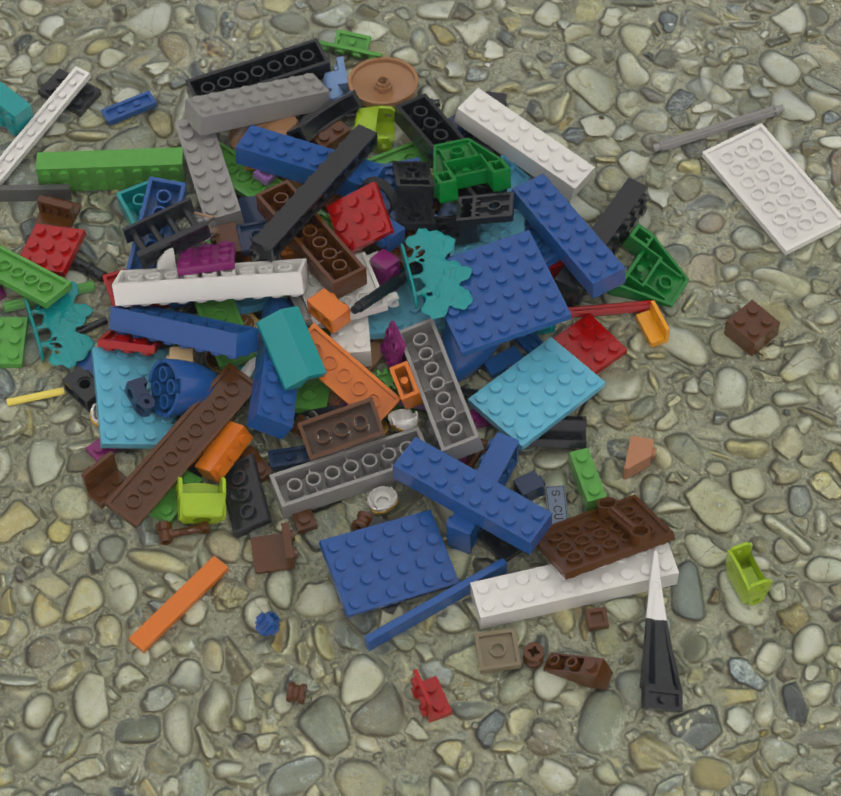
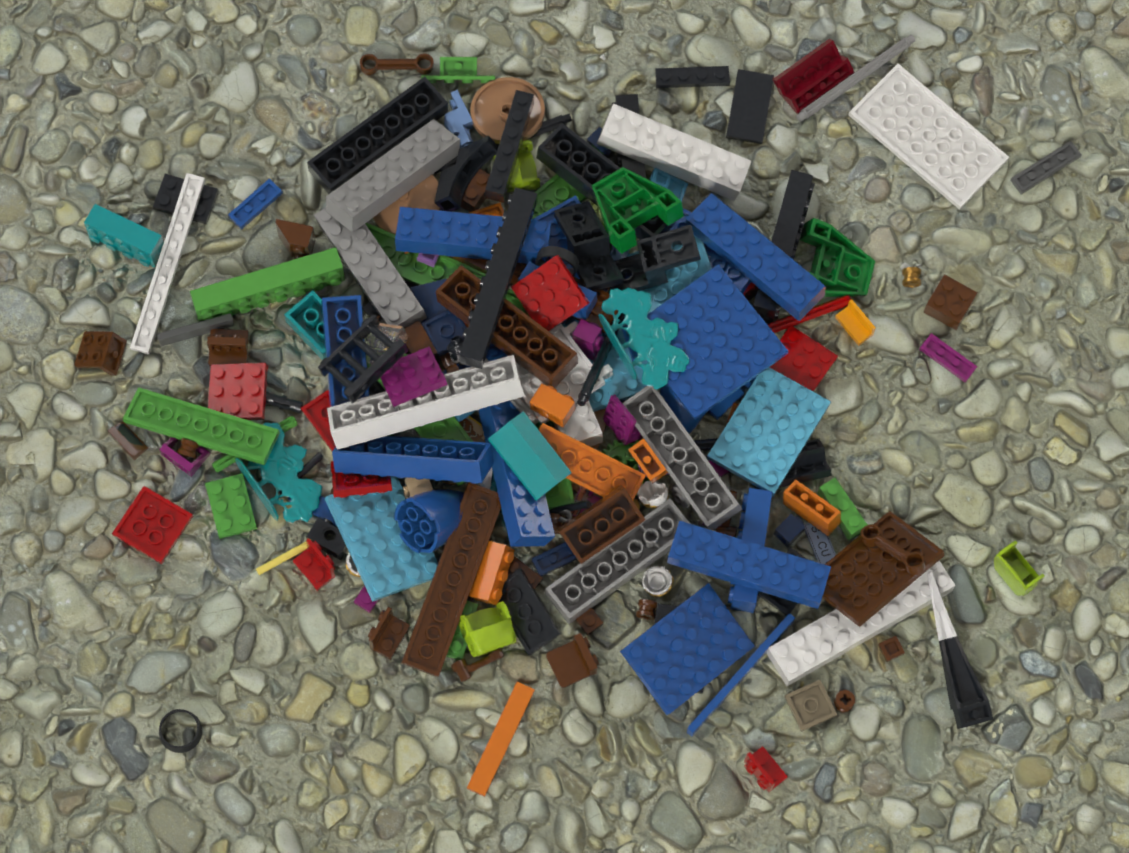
camera: 20 degrees left, 15 degrees up
(62, 408) = (314, 566): none -> red bracket
(139, 397) = (392, 538): dark blue leg -> none
(153, 133) = (296, 237): none -> reddish brown slope
(166, 260) = (374, 390): white tile -> none
(267, 623) = (592, 738): blue gear -> none
(296, 29) = (396, 64): none -> reddish brown piece
(296, 693) = (641, 799): reddish brown wheel -> none
(374, 99) = (509, 146): none -> black brick
(556, 469) = (811, 507): none -> orange brick
(564, 96) = (692, 77): none -> black plate
(583, 670) = (889, 704): reddish brown slope -> none
(610, 130) = (750, 106): none -> black tile
(638, 455) = (882, 468): nougat slope -> none
(677, 116) = (813, 76): none -> dark red slope
(720, 299) = (911, 277): none -> pearl gold wheel
(735, 375) = (948, 358): none -> magenta plate

